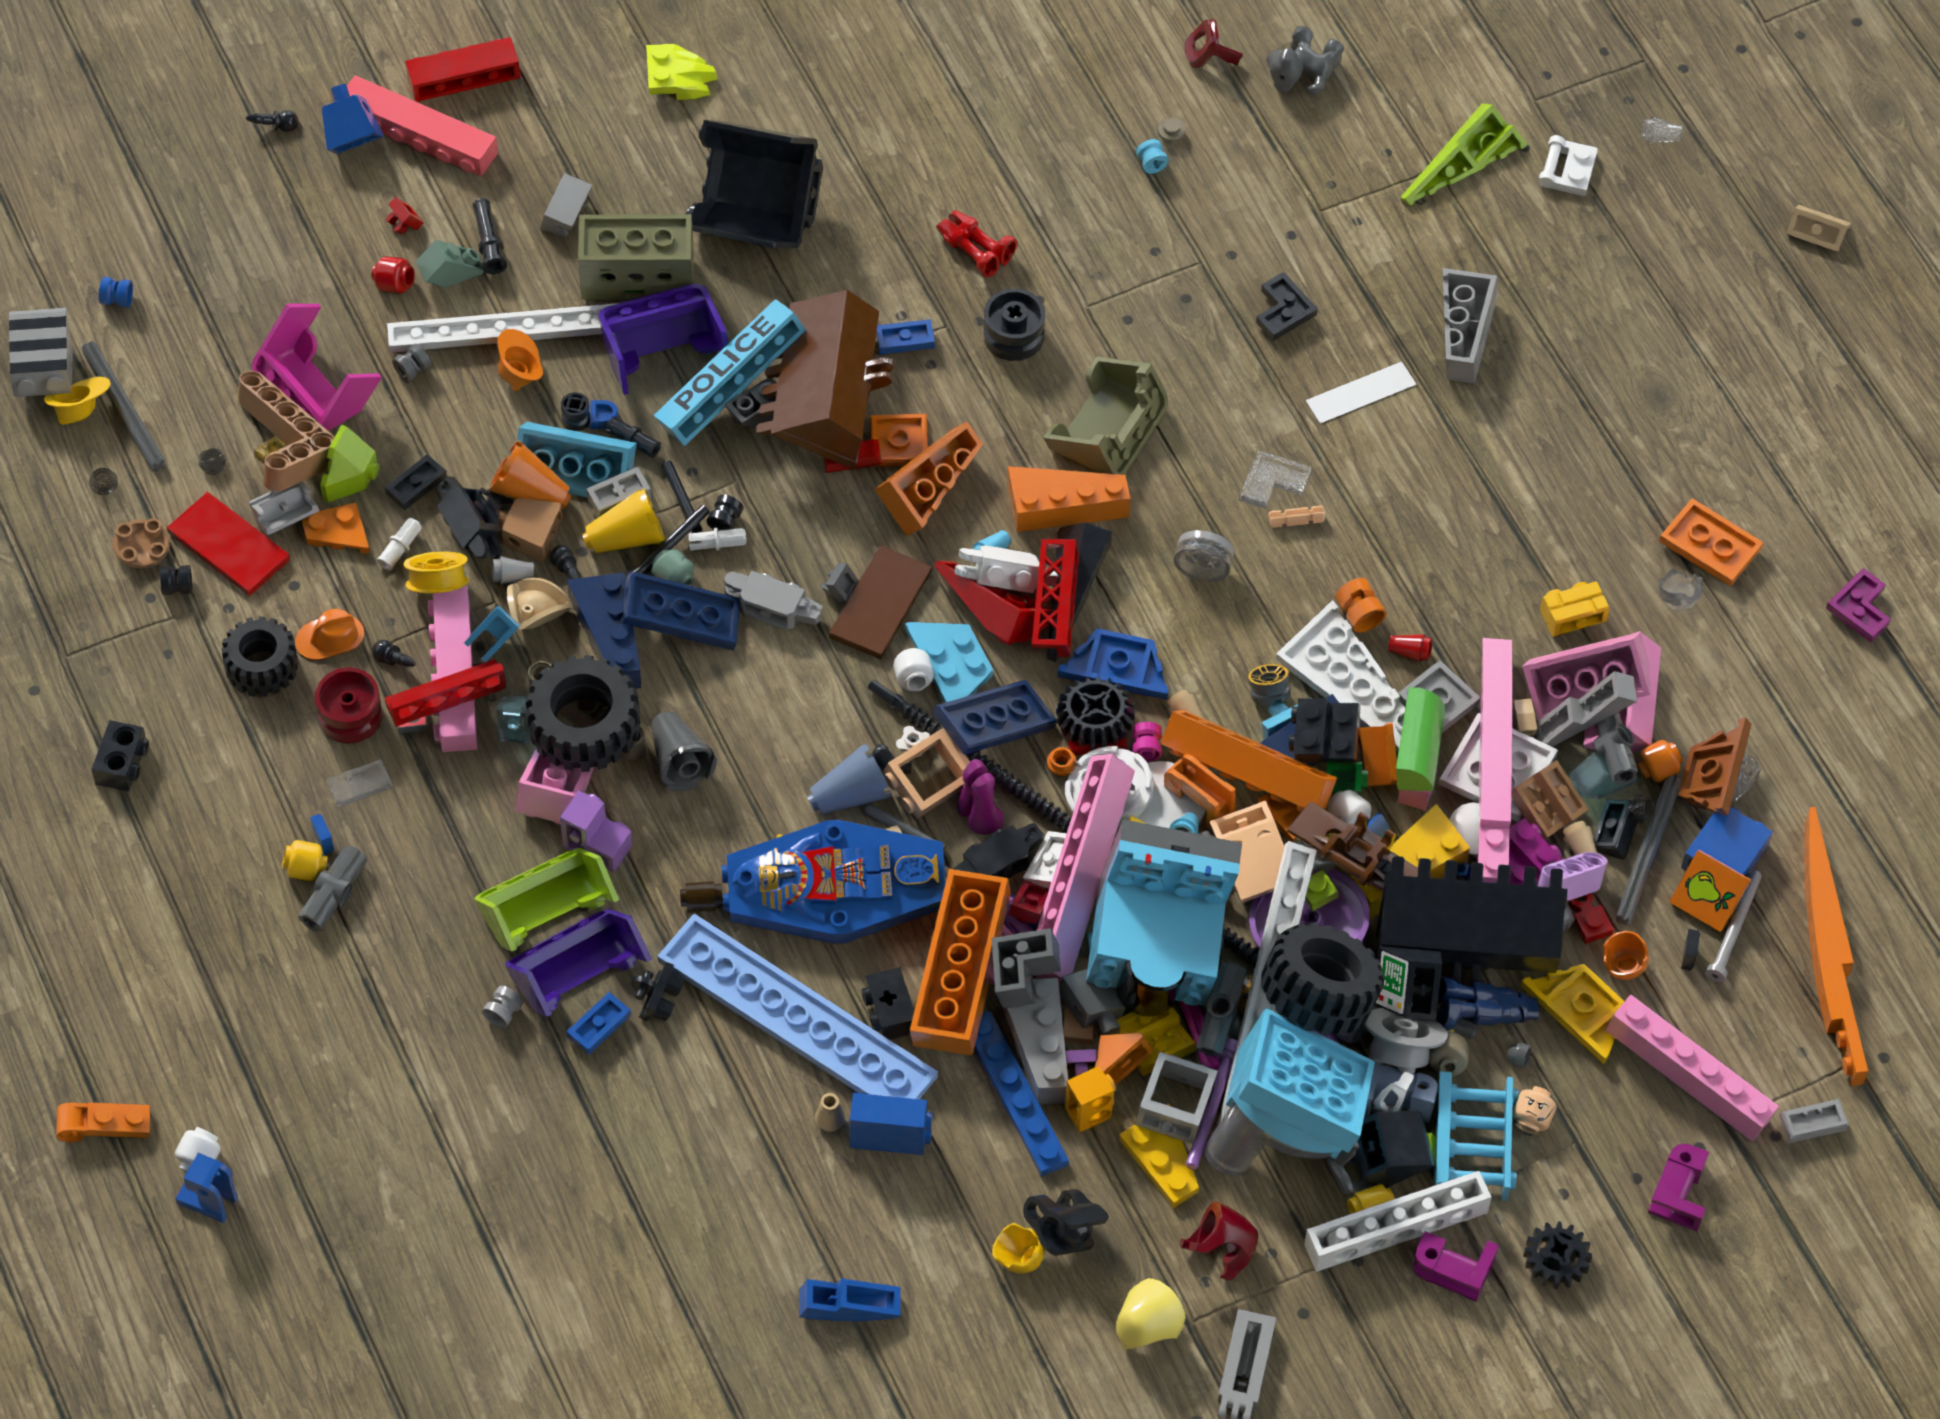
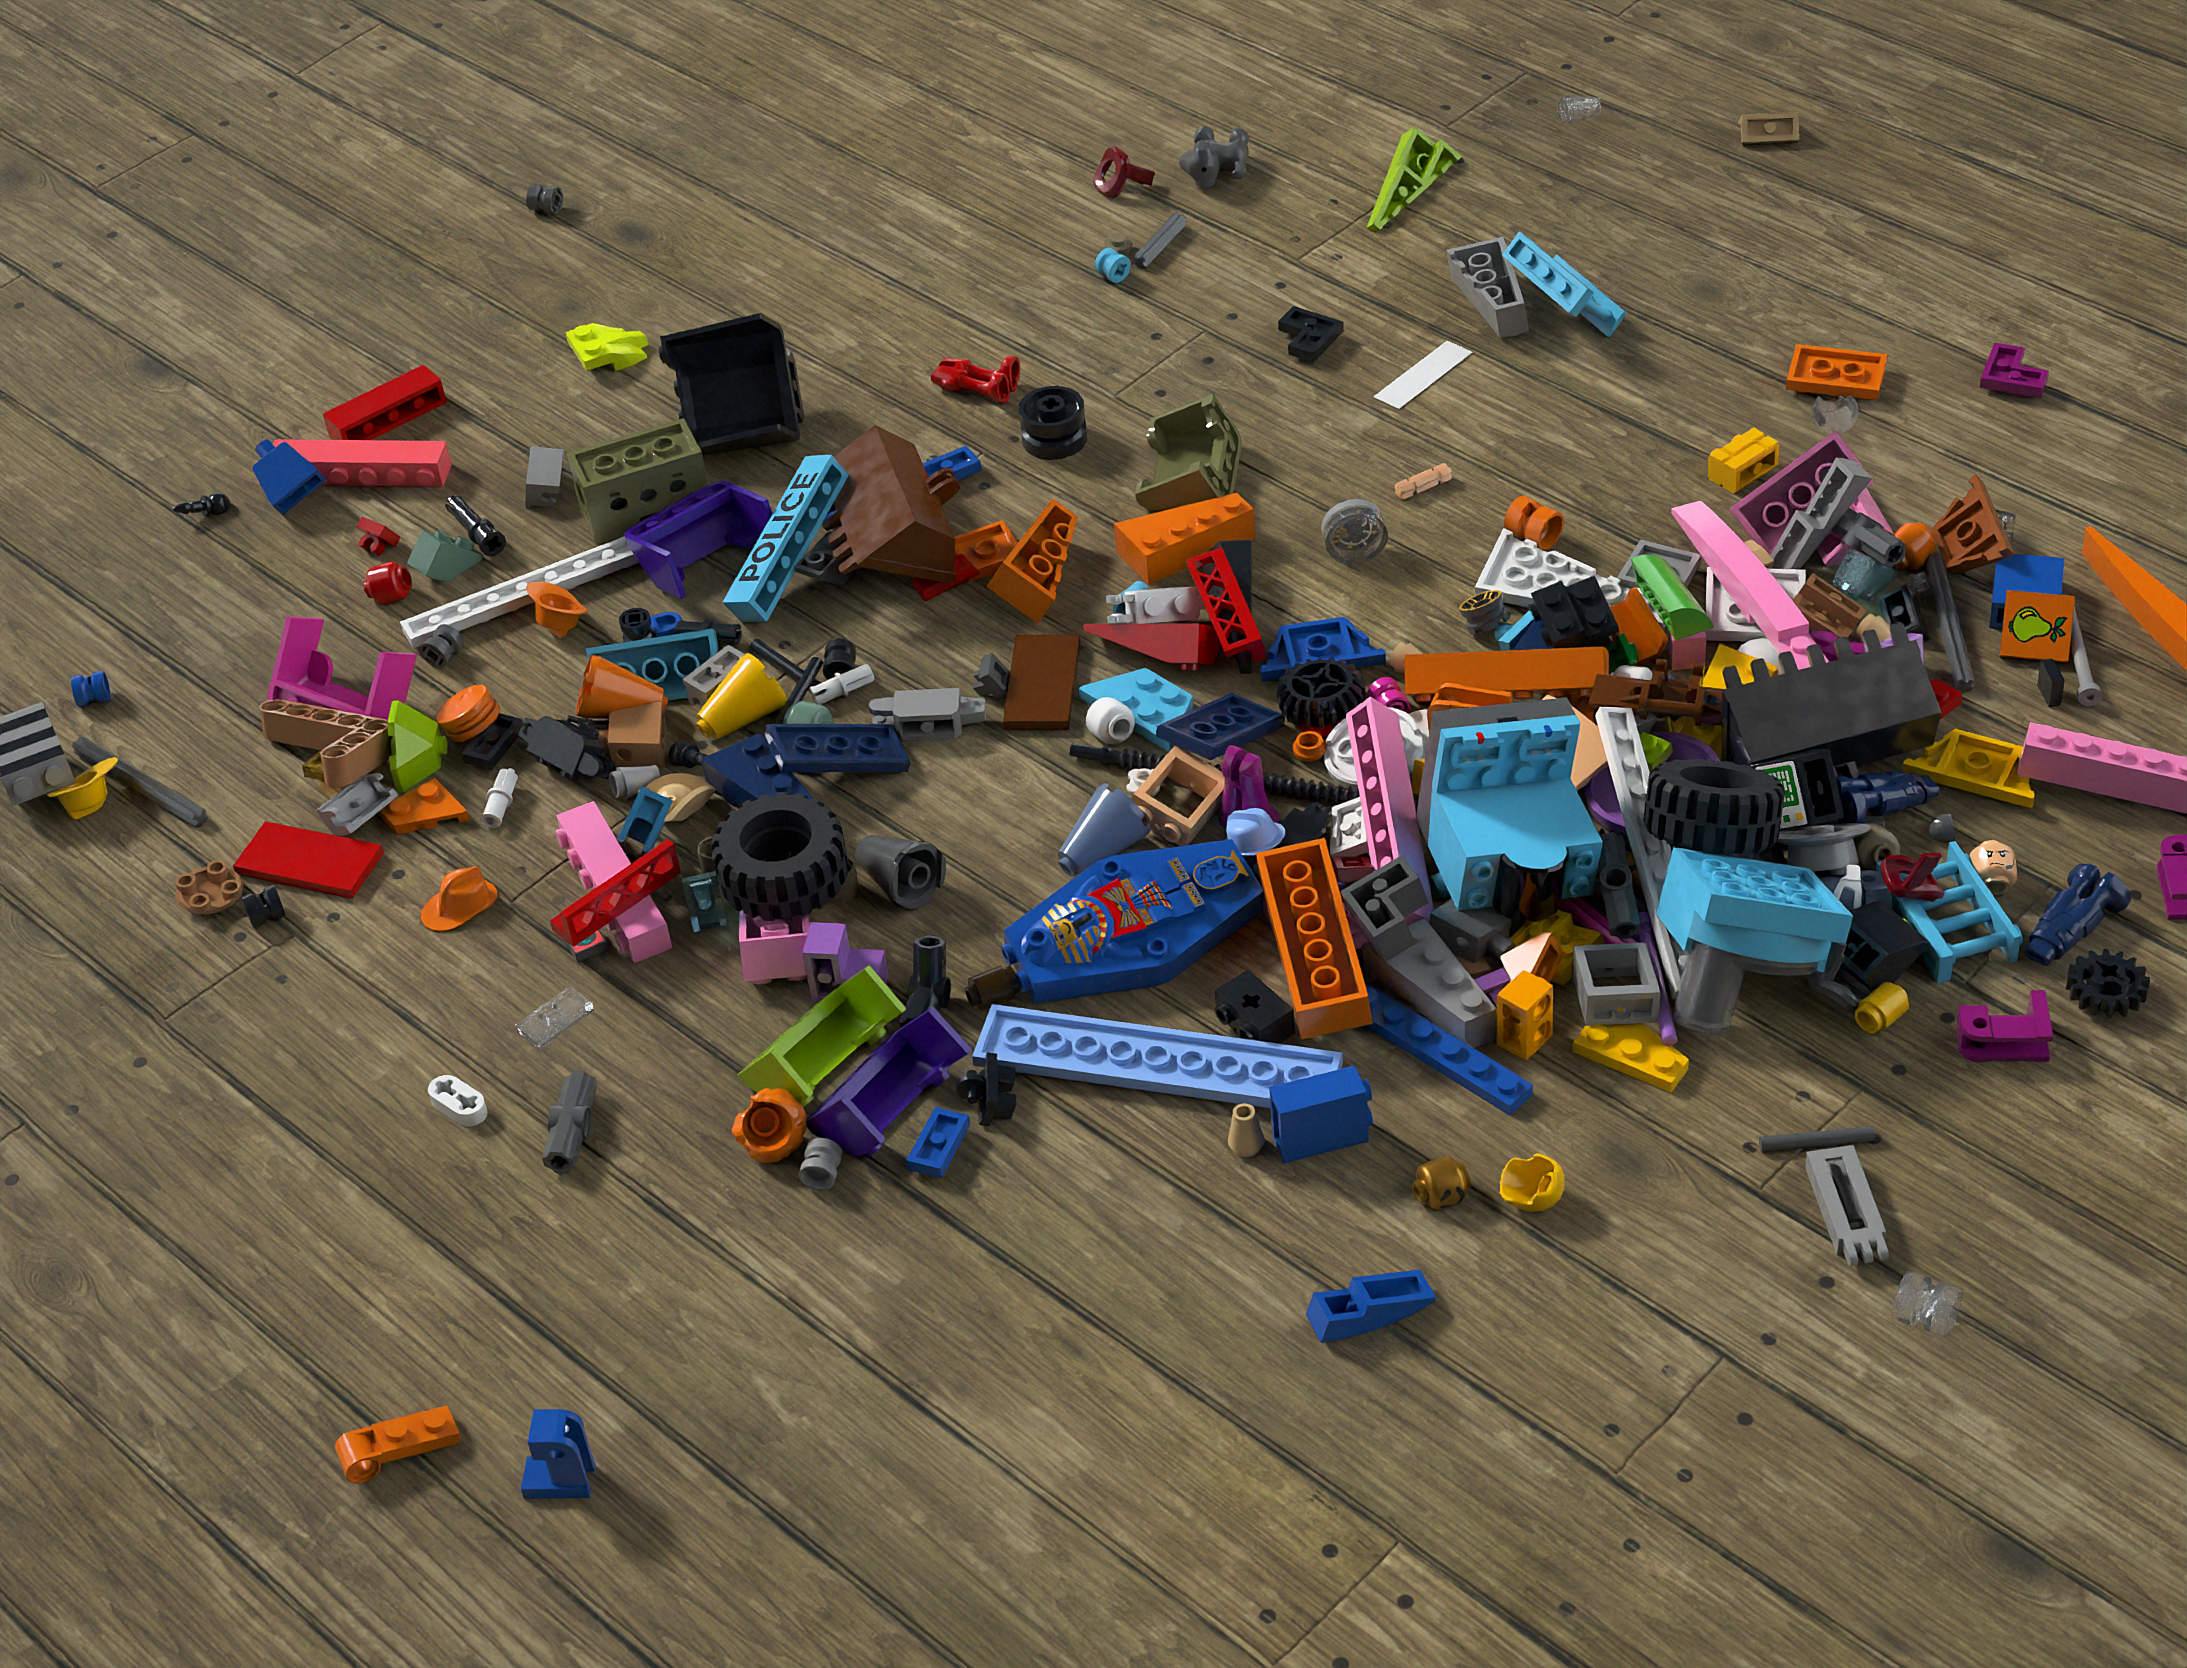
camera: 15 degrees left, 15 degrees down
(103, 475) = (143, 850): clear smoke plate -> none
(114, 755) = (267, 1082): black brick -> none
(196, 1142) = (516, 1427): white head -> none
(215, 466) = (258, 796): clear smoke plate -> none
(253, 638) = (389, 939): black tyre -> none
(263, 828) = (453, 1105): none -> white beam
(303, 860) = (524, 1106): yellow head -> none
(322, 834) = (534, 1075): blue tile -> none
(348, 705) = (510, 947): dark red wheel -> none
(386, 652) = (529, 895): black bar -> none
(404, 448) = (468, 713): none -> orange head
(436, 572) = (553, 800): yellow wheel -> none
(477, 959) = (771, 1125): none -> orange hair
(650, 879) = (928, 982): none -> black piece
(954, 1219) = (1441, 1183): none -> pearl gold head
(965, 838) = (1253, 831): none -> light blue piece
(1064, 1227) = (1571, 1138): black piece -> none
(1149, 1315) = (1718, 1185): light yellow piece -> none
(1209, 139) = (1159, 240): none -> dark grey axle
(1221, 1226) = (1751, 1080): dark red piece -> none
(1257, 1297) = (1817, 1138): none -> dark grey bar
(1271, 472) = (1376, 455): clear plate -> none
(1397, 1221) = (1921, 1010): white brick -> none
(1415, 646) = (1604, 540): red cone -> none
(1464, 1100) = (1920, 881): none -> dark red piece
(1509, 355) = (1564, 284): none -> medium azure fence
(1566, 1184) = (2072, 918): none -> dark blue piece
(1576, 170) = (1517, 154): white plate -> none
(1625, 955) = (1992, 706): orange hair -> none

